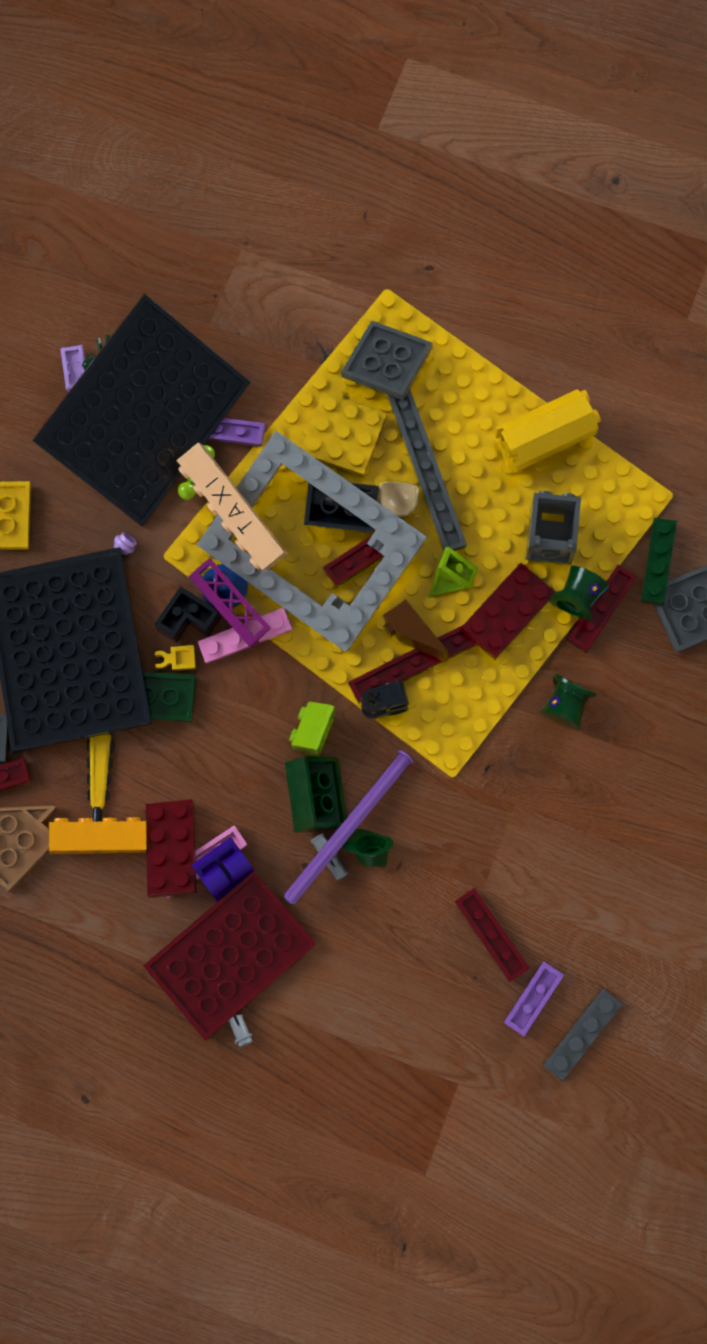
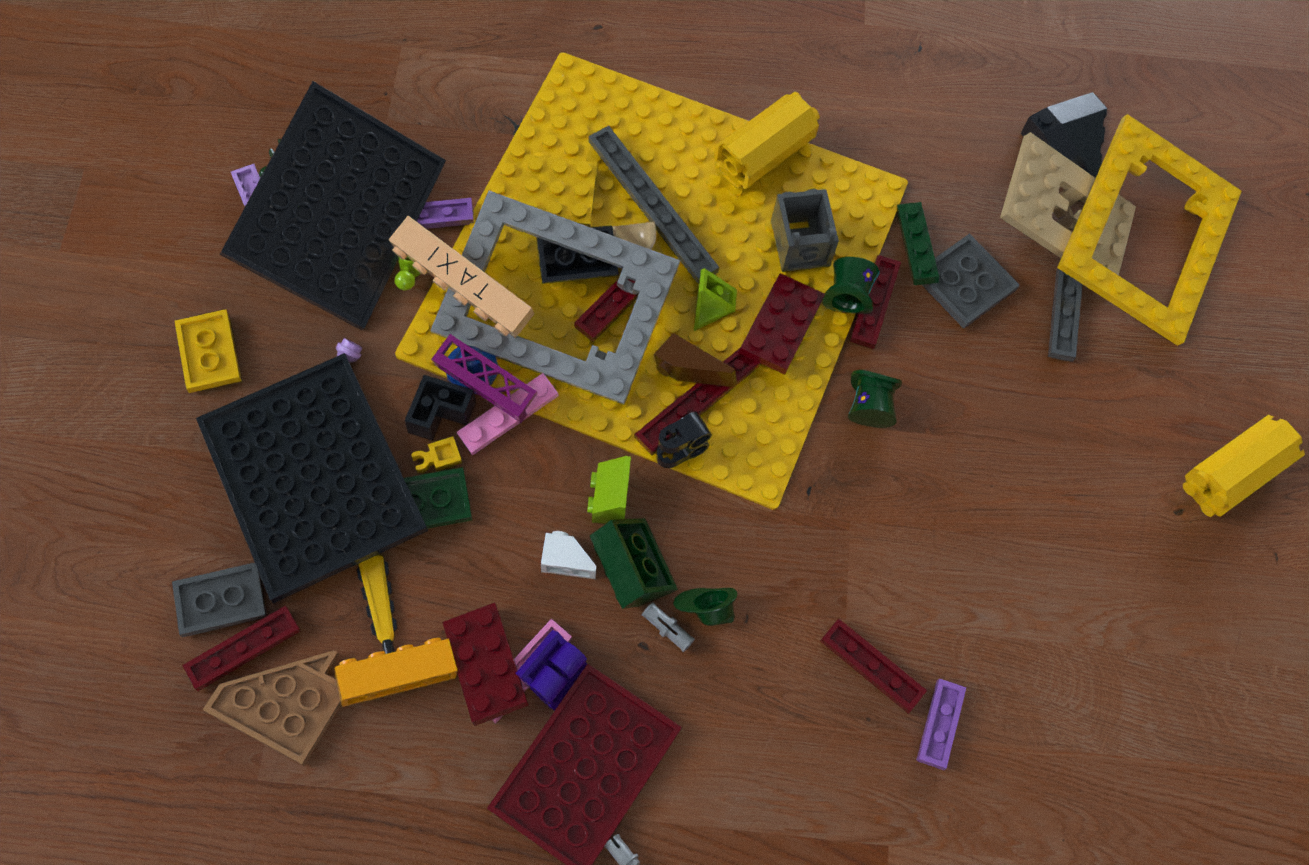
camera: 25 degrees left, 10 degrees down
(259, 774) = (566, 557): none -> white slope
(348, 827) = (679, 589): medium lavender axle -> none
(387, 360) = (583, 110): dark grey plate -> none
(582, 1034) = (1006, 750): dark grey plate -> none

